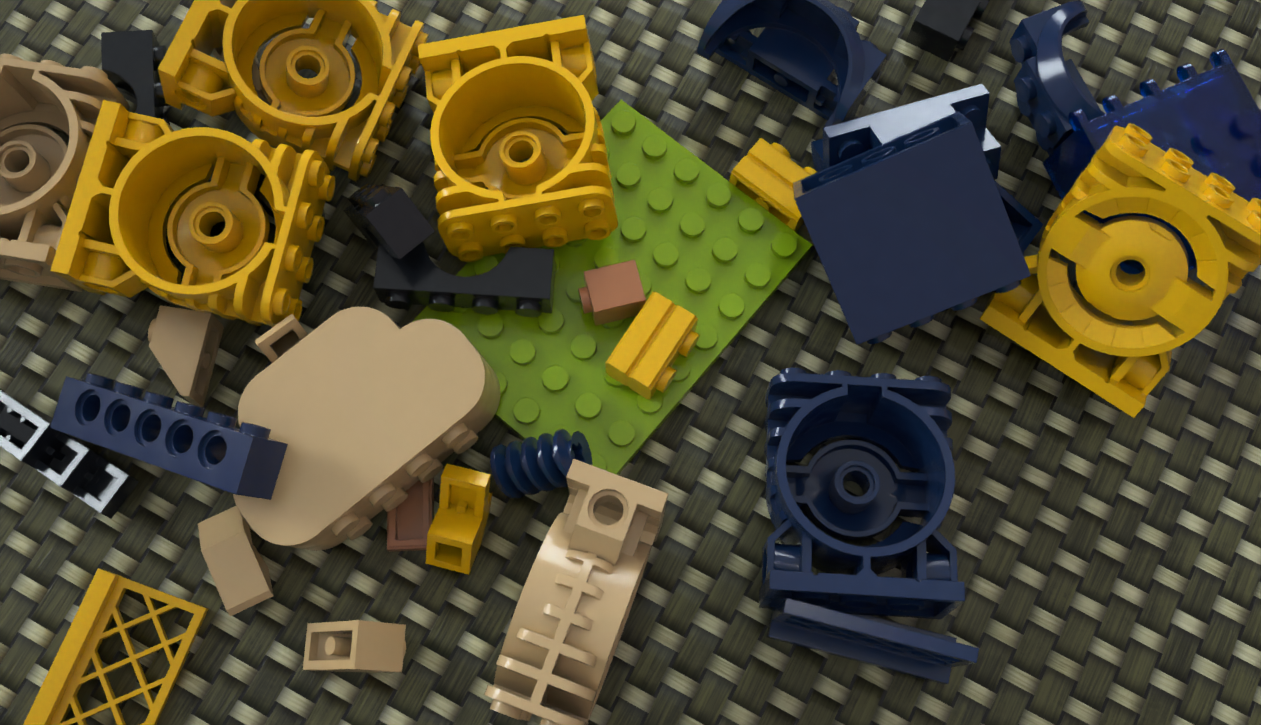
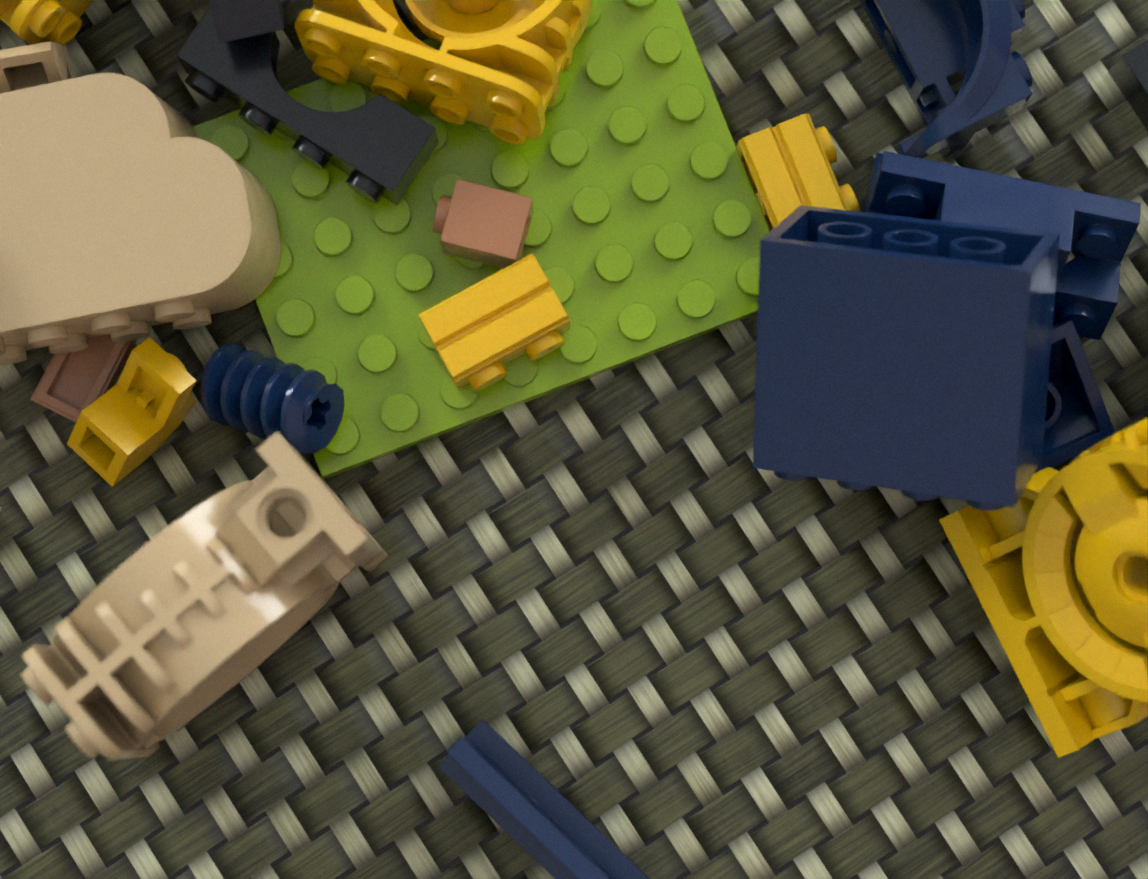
camera: 30 degrees right, 10 degrees up
(908, 424) = (770, 613): dark blue brick -> none

